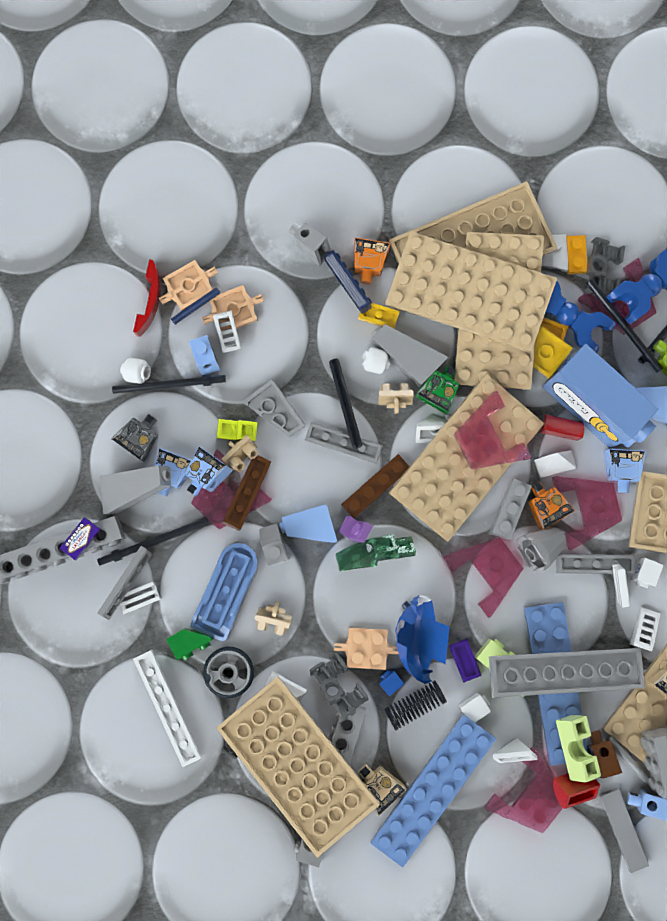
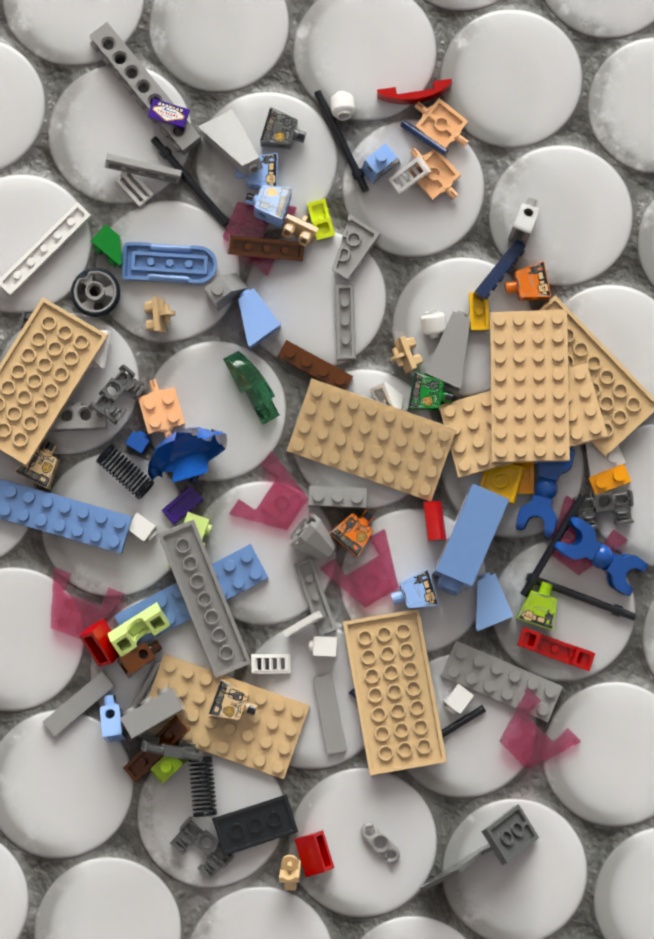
camera: 70 degrees right, 0 degrees up
(345, 403) = (382, 310): black axle -> none
(355, 530) = (267, 359): medium lavender bracket -> none
(480, 441) = (389, 444): clear pink wing -> none
(514, 752) = (114, 577): white slope -> none
(555, 463) = (397, 527): white slope -> none

